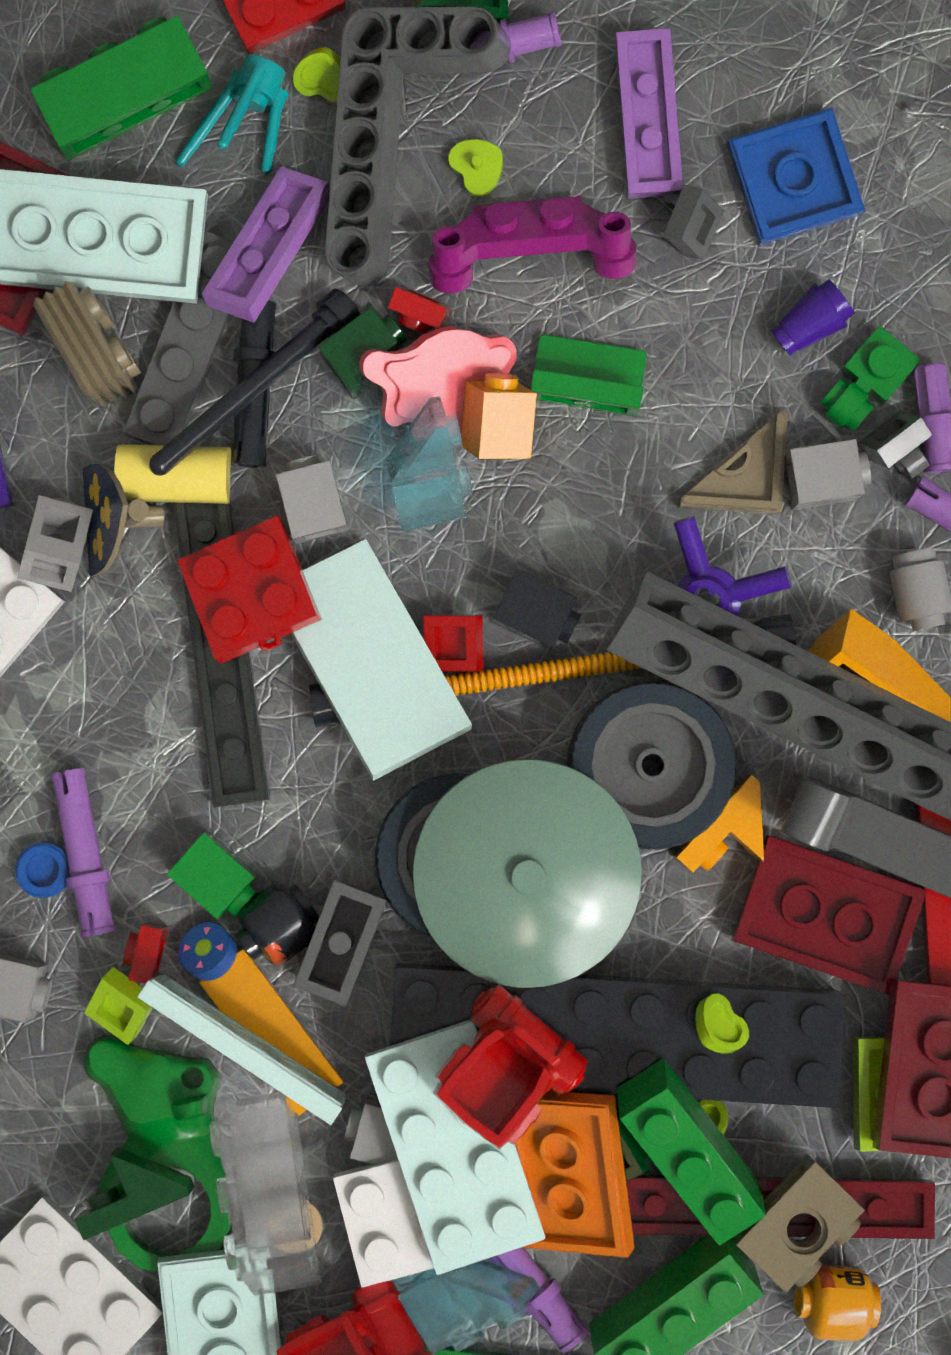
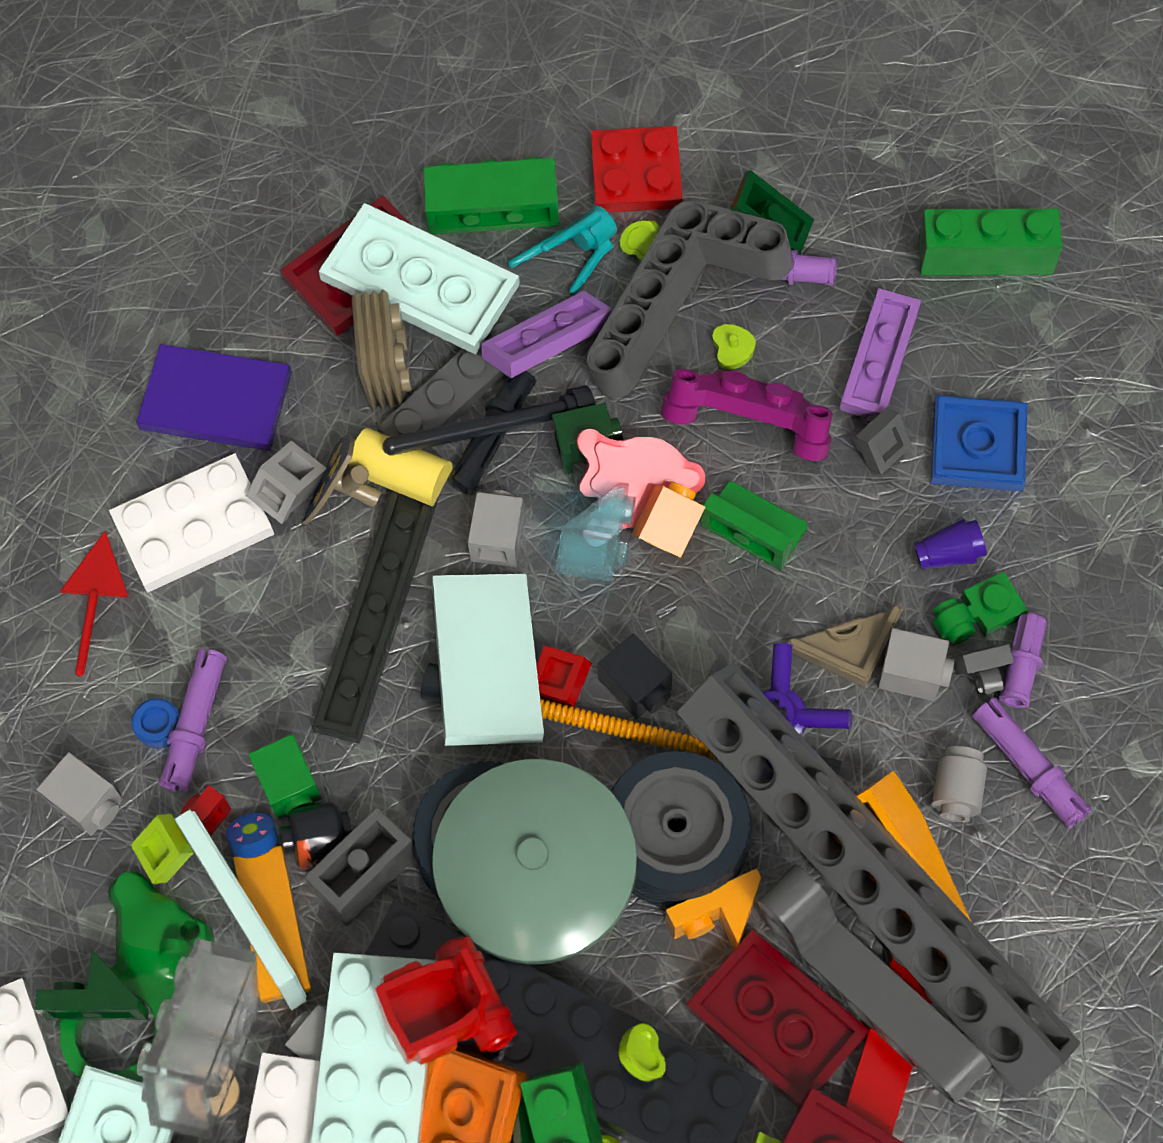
camera: 30 degrees right, 20 degrees down
(249, 590) = (416, 569): red plate -> none
(418, 310) = (640, 421): red plate -> none

